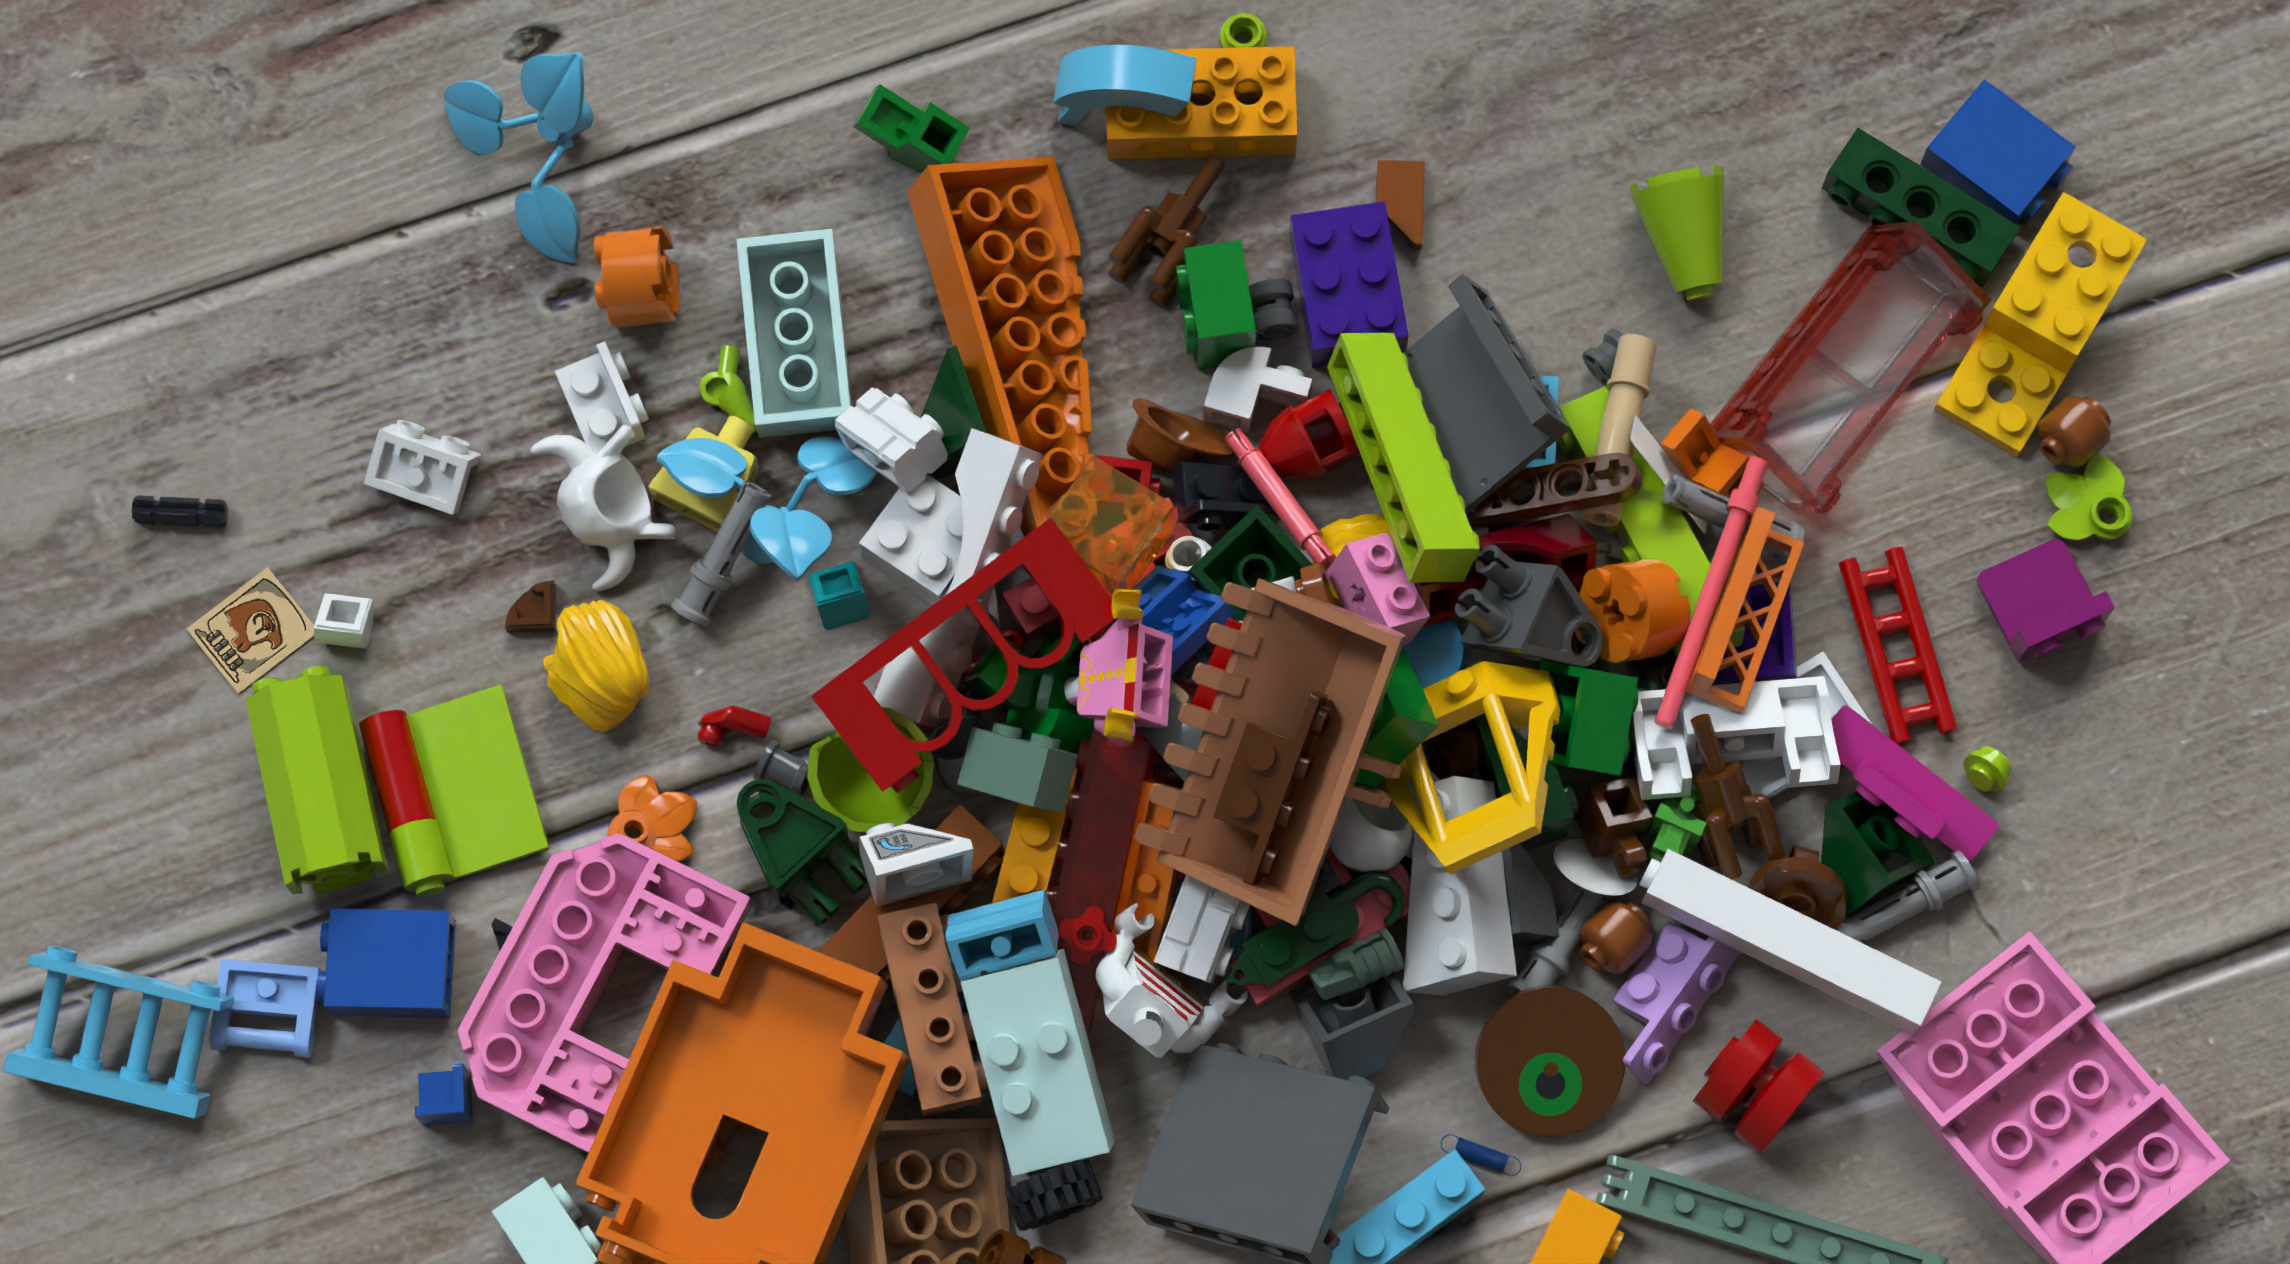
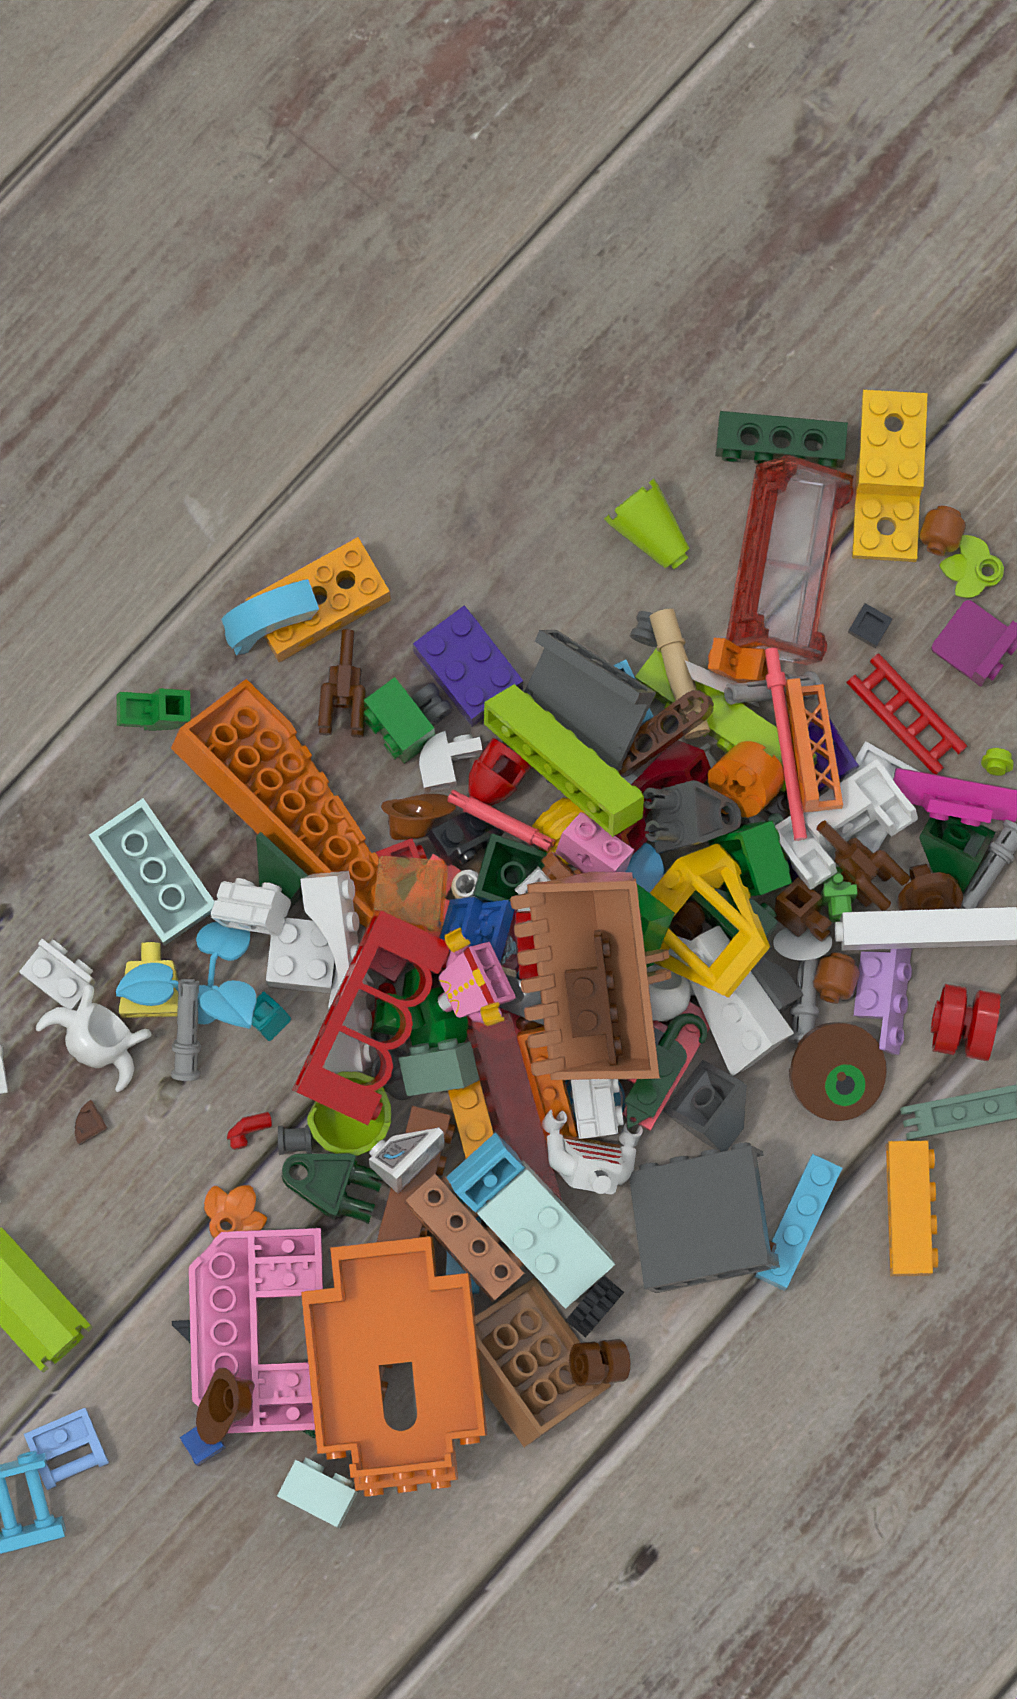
camera: 30 degrees left, 5 degrees up
(387, 963) = (123, 1382): blue brick -> none
(453, 789) = (103, 1257): lime door -> none
(493, 1055) = (224, 1403): none -> reddish brown piece
(597, 665) = (148, 1137): yellow hair -> none
(637, 277) = (39, 888): orange brick -> none
(726, 388) = (130, 927): lime animal -> none
(1091, 921) = (532, 1135): red plate -> none
(1243, 24) = (316, 534): lime plate -> none
(1357, 965) = (697, 1076): sand green hinge -> none
(1403, 191) = (468, 591): dark orange tile -> none
(1482, 1155) = (826, 1147): blue piece -> none
(1909, 503) = (870, 625): none -> black tile
(1999, 154) = (811, 383): blue brick -> none

